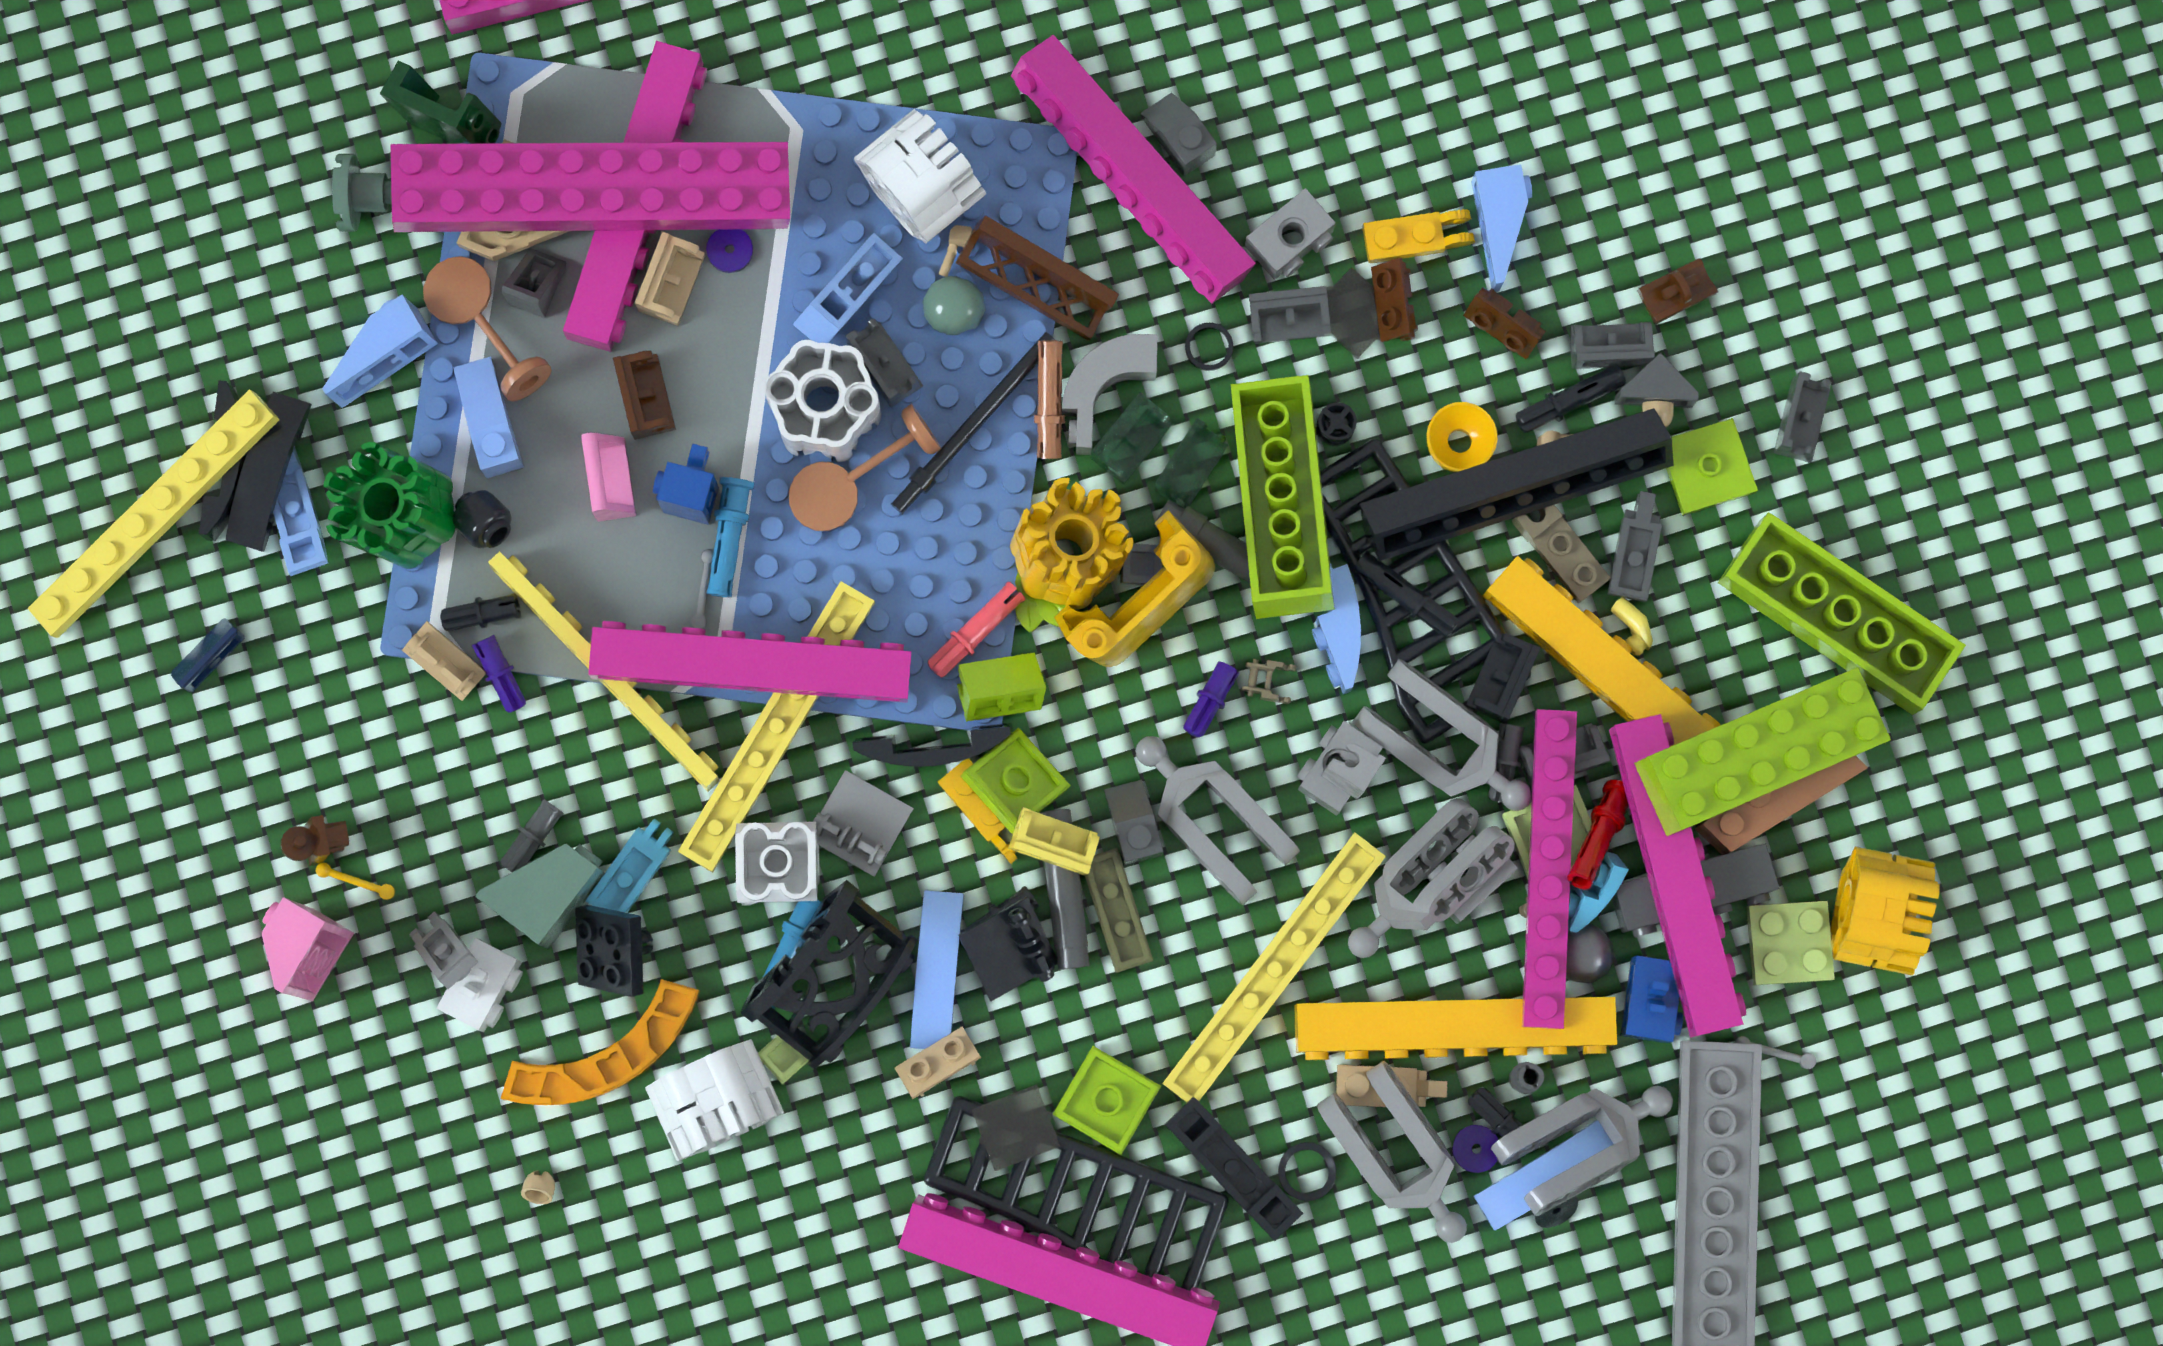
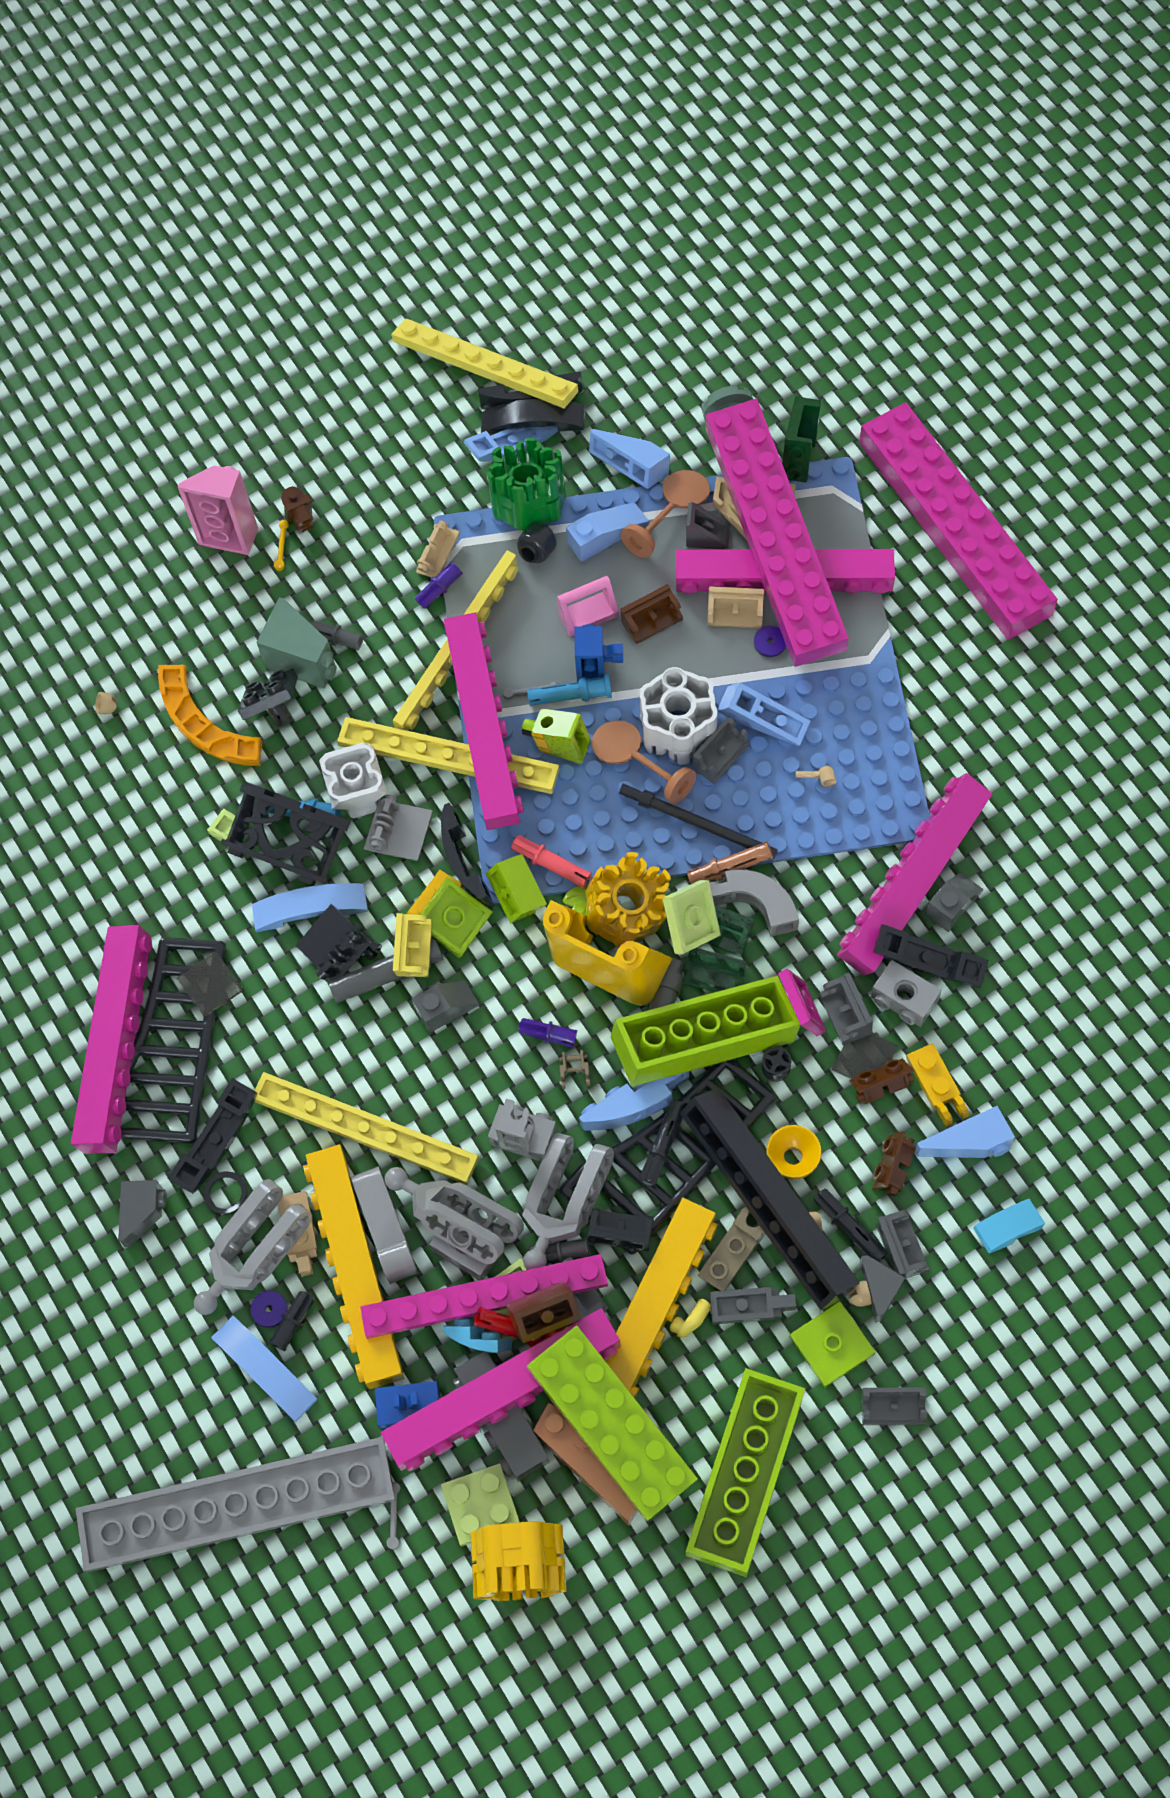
camera: 85 degrees right, 15 degrees down
(207, 655) = (403, 423): dark blue slope -> none
(444, 951) = (242, 596): light grey hinge -> none
(478, 995) = (229, 631): white brick -> none
(480, 612) = (474, 560): black axle -> none
(632, 869) = (327, 698): medium azure hinge -> none
(714, 1099) = (182, 781): white piece -> none
(808, 558) = (559, 734): none -> lime torso
(913, 176) = (853, 726): white piece -> none
(937, 1062) = (243, 921): tan hinge -> none
(953, 305) = (777, 785): sand green hair -> none
(1043, 265) = (823, 834): reddish brown fence -> none
(1106, 1100) = (243, 1040): lime plate -> none
(1117, 912) = (379, 1012): olive tile -> none
(1124, 467) = (691, 916): none -> yellowish green plate
(1181, 785) = (477, 1027): light grey piece -> none
(1209, 326) = (812, 951): black piece -> none
(1253, 185) = (930, 957): none -> black slope
(1272, 365) = (802, 1002): none -> dark pink plate
(1303, 1285) = (139, 1209): none -> dark grey slope
(1414, 974) = (384, 1225): none -> light grey beam
(1517, 1081) = (324, 1322): dark grey pin -> none
(1557, 1214) = (235, 1374): black wheel -> none
(1588, 955) = (432, 1349): flat silver hair -> none
(1602, 797) = (543, 1312): none -> reddish brown brick
(1616, 1119) = (268, 1391): light grey piece -> none
(1623, 210) = (1008, 1225): none -> medium azure slope
(1677, 291) = (959, 1281): reddish brown hips -> none

